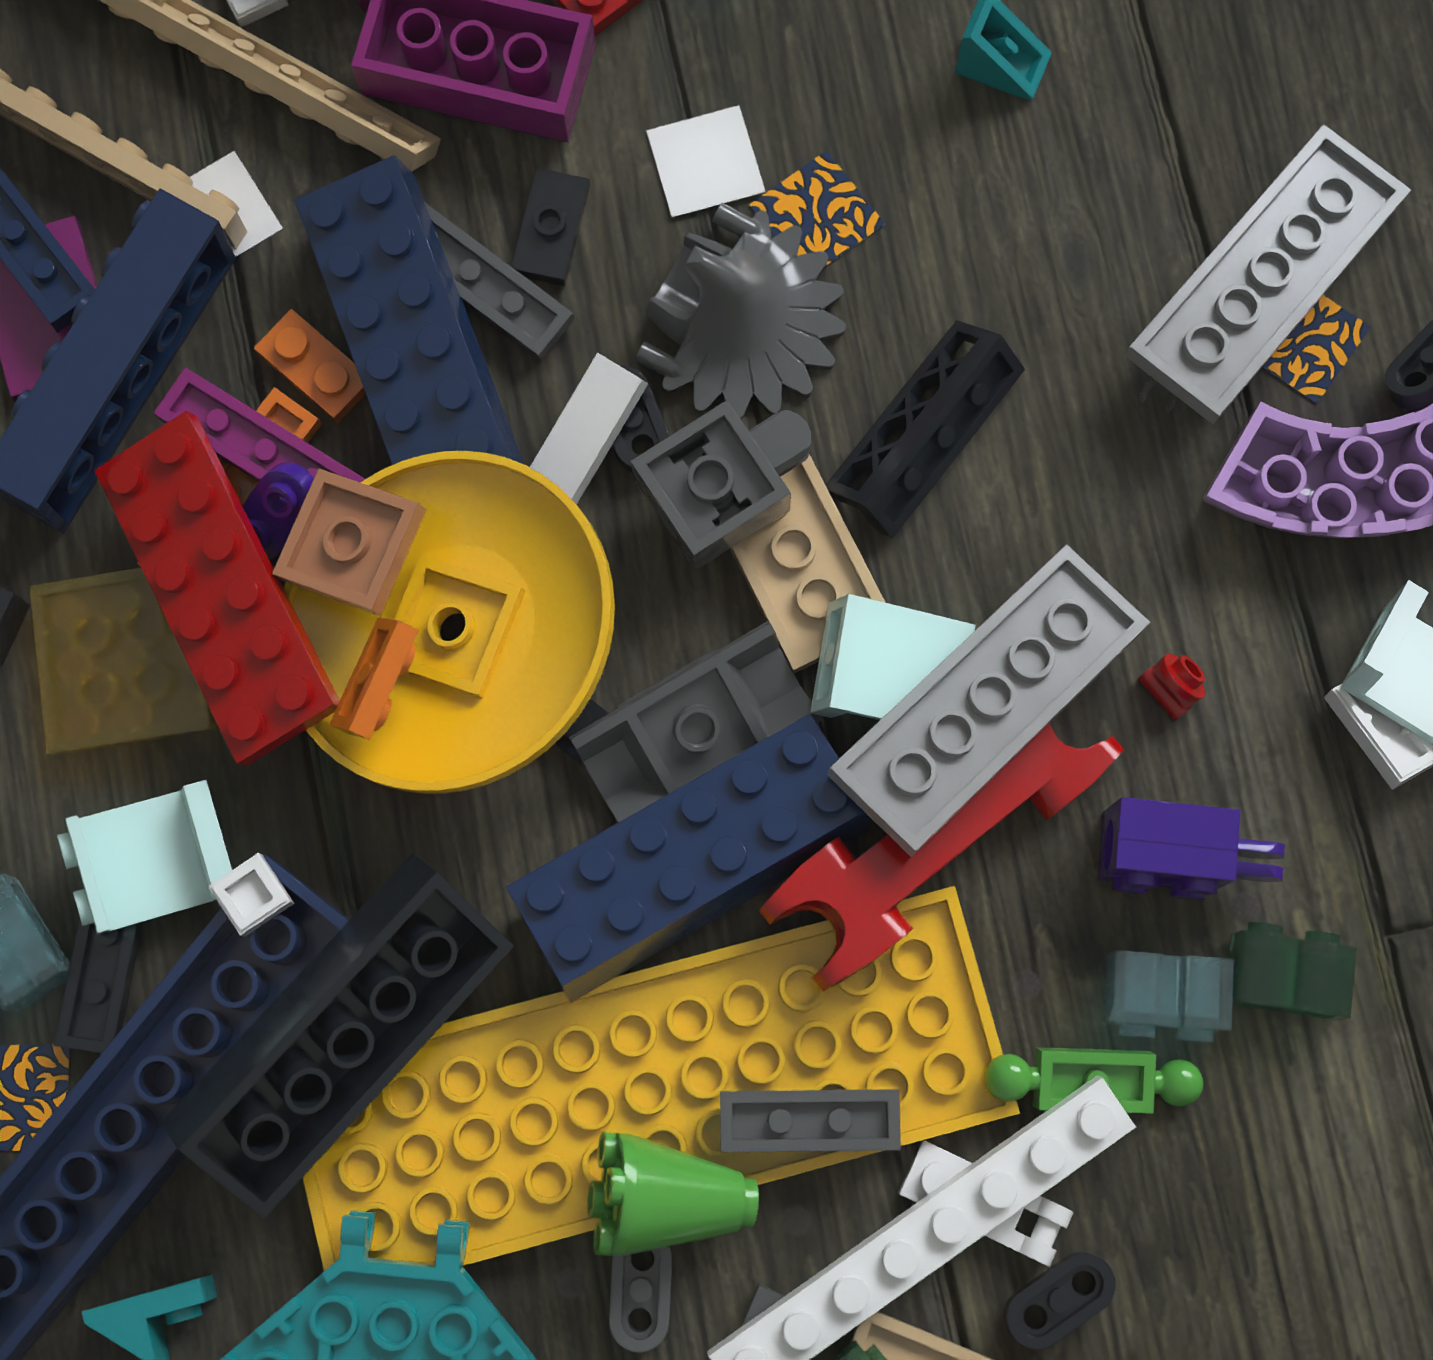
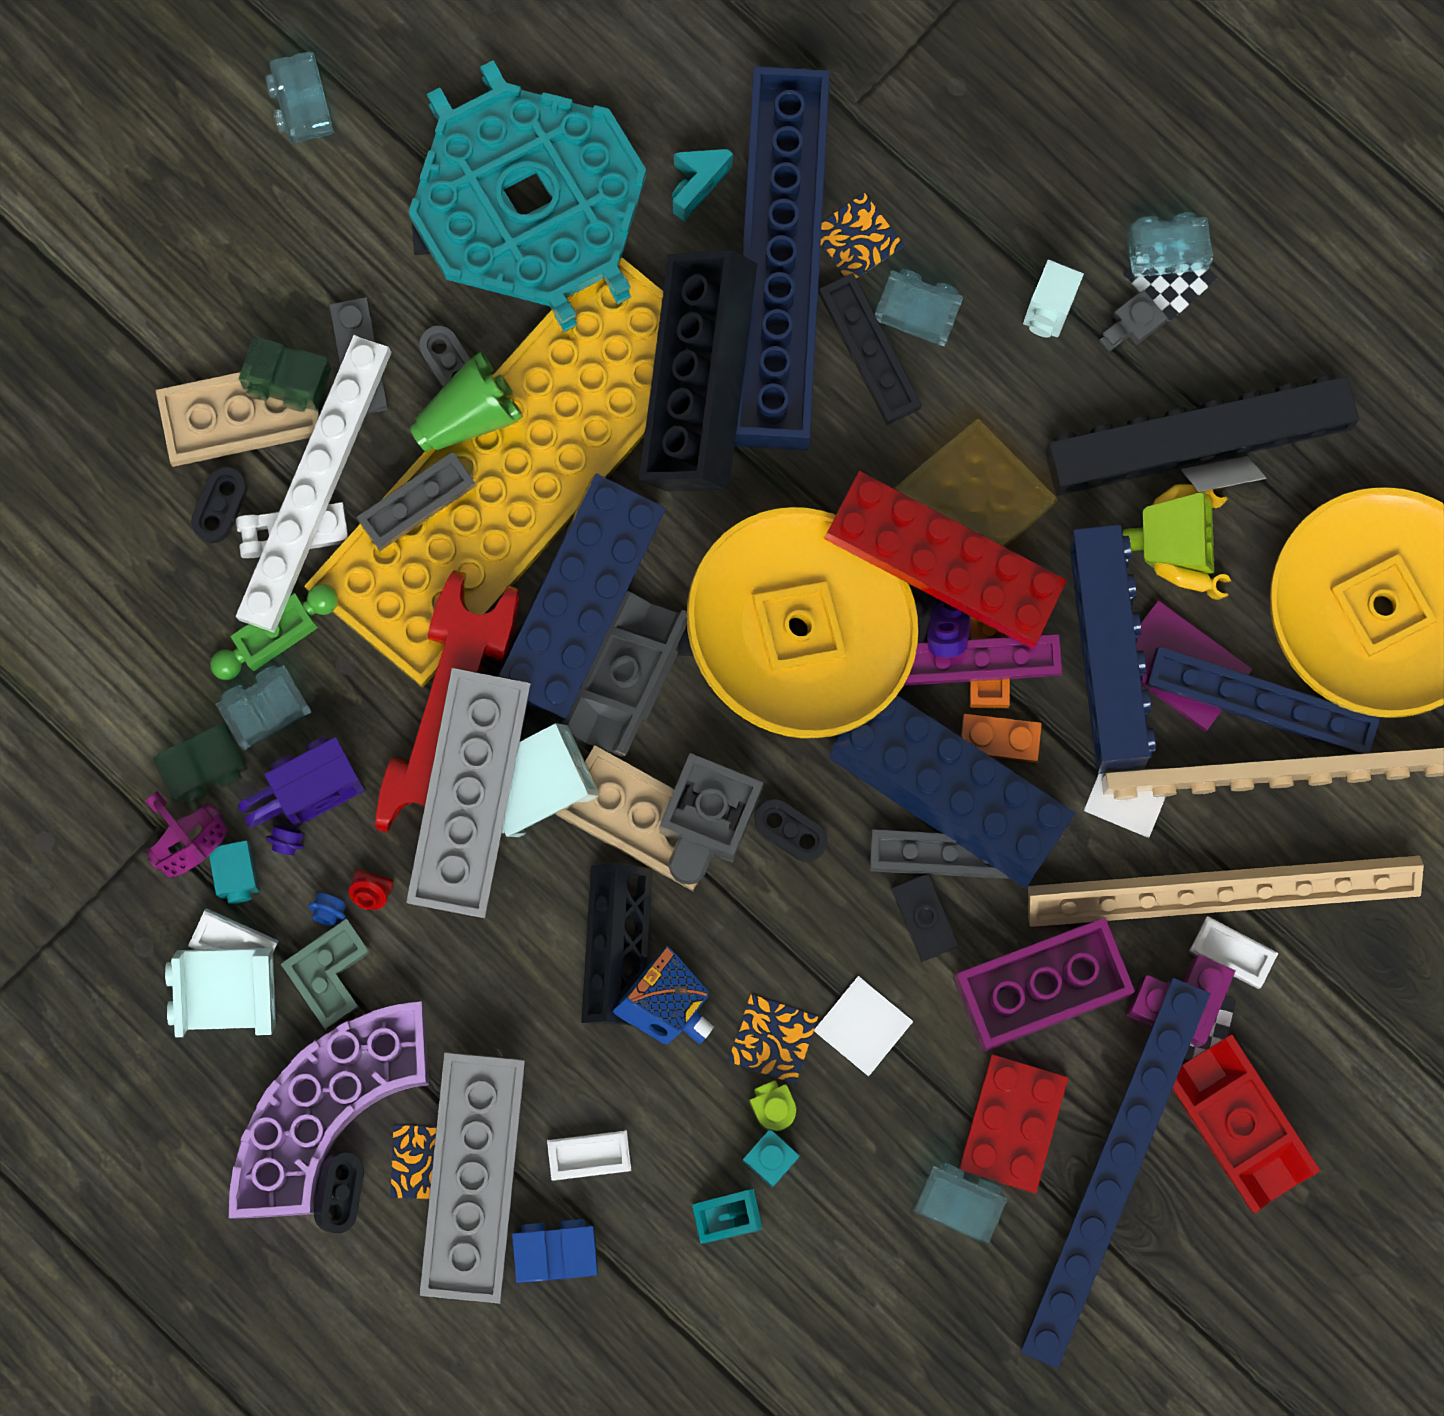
camera: 140 degrees right, 0 degrees up
(146, 858) = (876, 397): light aqua panel -> none
(251, 895) = (799, 410): white tile -> none
(349, 541) = (887, 628): nougat plate -> none
(382, 661) = (814, 559): orange plate -> none
(588, 426) = (810, 794): white tile -> none
(743, 316) = (770, 941): dark grey piece -> none
(870, 131) = (773, 1107): none -> lime plate
(914, 76) = (770, 1158): none -> teal brick
(914, 318) = (666, 1001): none -> blue torso
(1113, 222) = (589, 1155): none -> white tile
(1225, 137) = (555, 1253): none -> blue brick
(1243, 691) = (327, 909): none -> blue plate
(1251, 807) = (285, 839): none -> dark purple plate
(1301, 628) = (317, 969): none -> sand green plate
(1326, 889) = (195, 850): none -> magenta helmet
(1330, 812) = (234, 872): none -> teal brick

